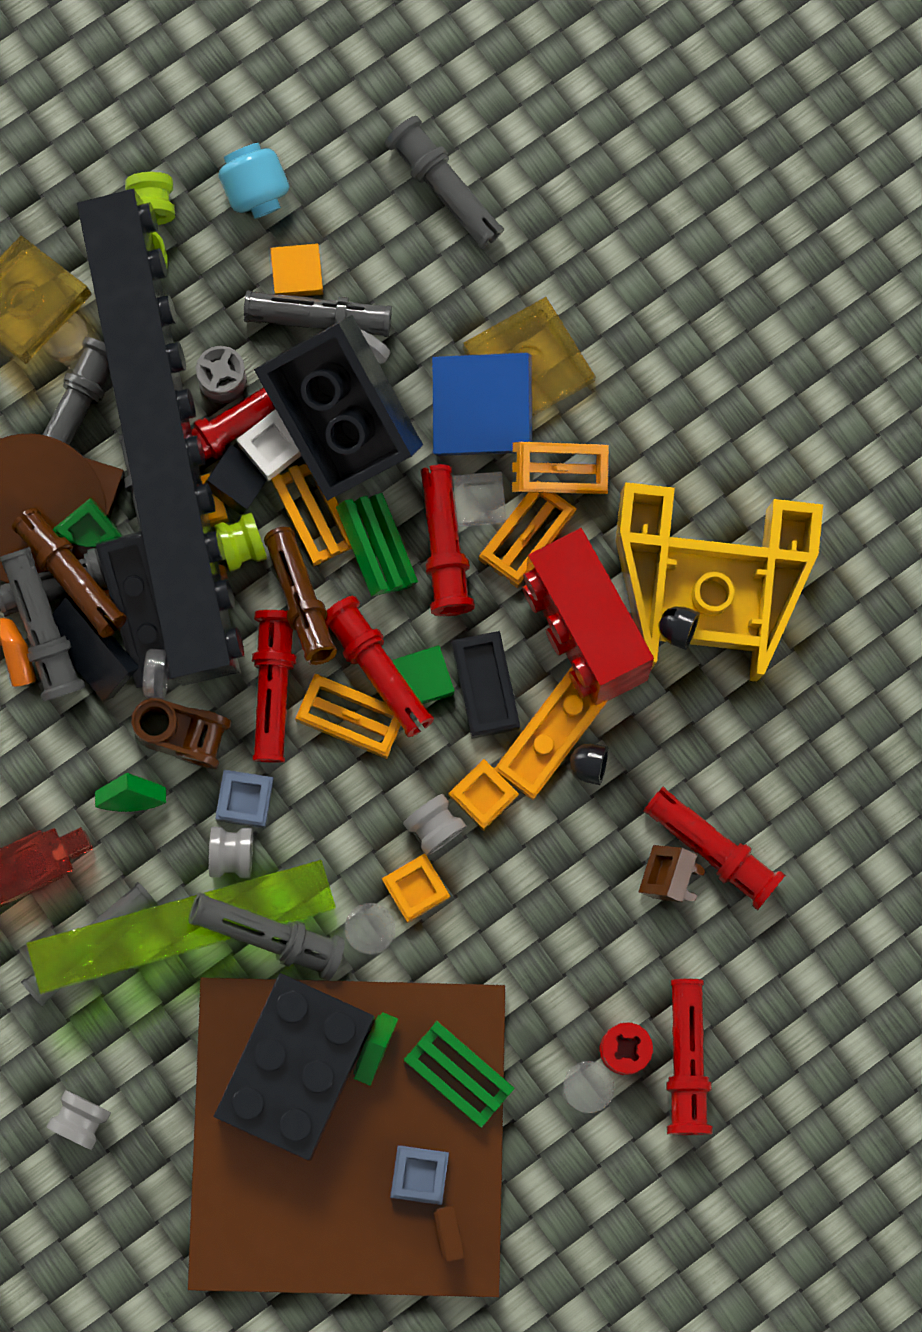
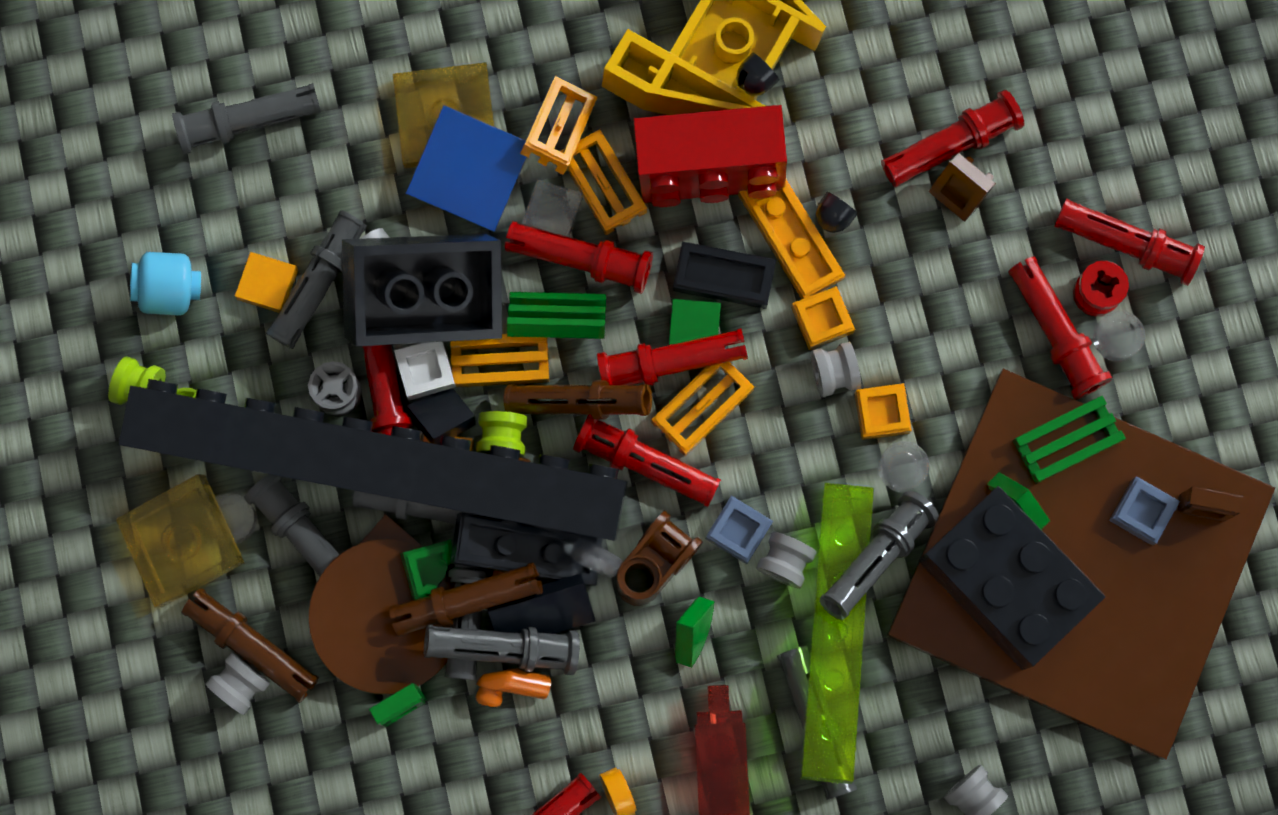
camera: 60 degrees left, 0 degrees up
(553, 1040) = (1069, 347): none -> red pin

